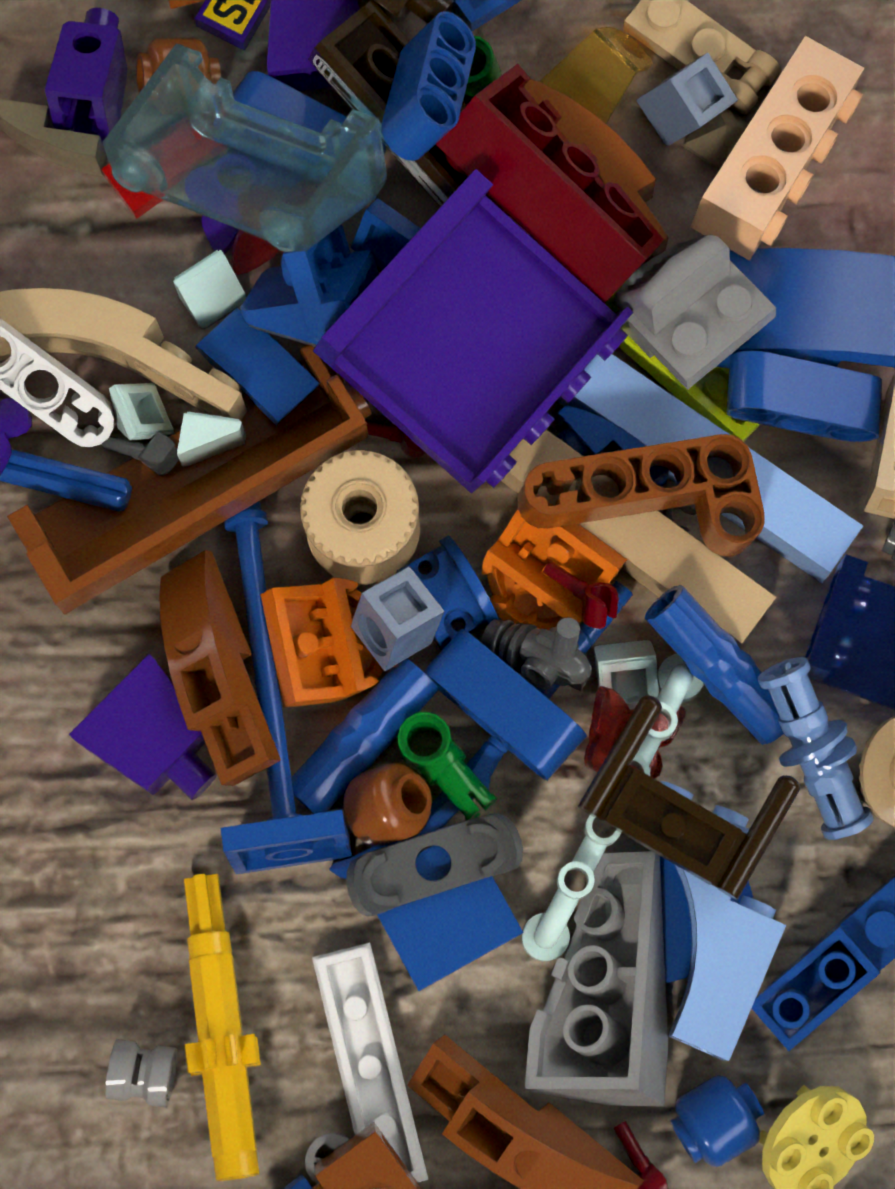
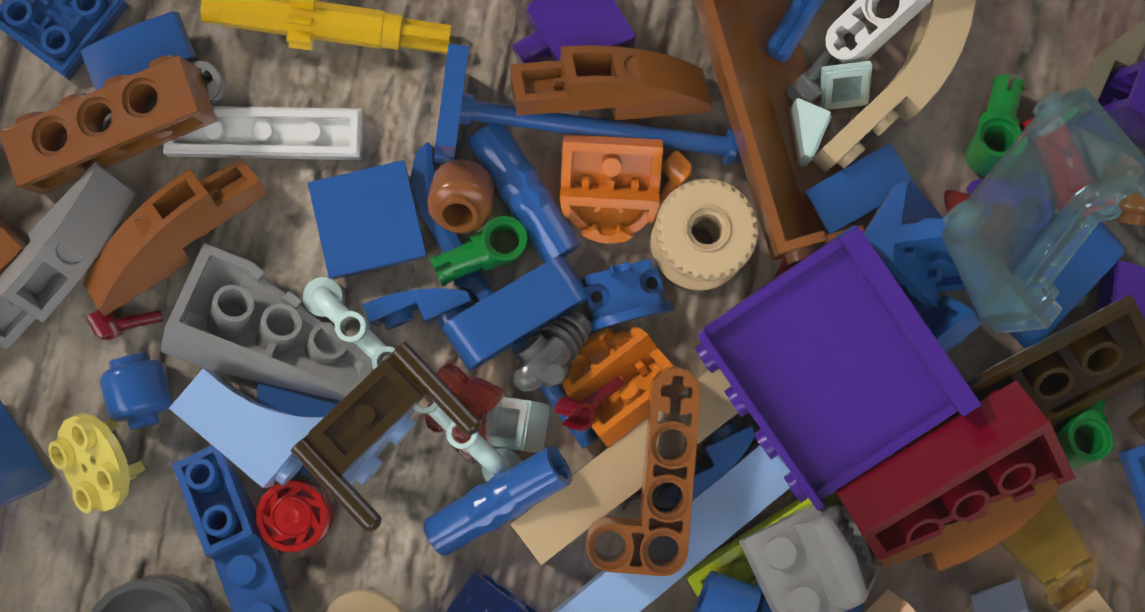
camera: 105 degrees right, 5 degrees up
(145, 235) = (996, 125): none -> green pin
(210, 289) = (937, 167): light aqua slope -> none
(289, 571) = (678, 171): none -> orange hand
(397, 618) = (608, 240): sand blue brick -> none
(428, 86) = (1070, 389): blue beam -> none
(476, 850) = (401, 182): dark grey piece -> none
(520, 801) = (434, 304): none -> blue slope
(805, 892) = (294, 515): none -> red wheel
(817, 747) = (406, 560): medium blue piece -> none

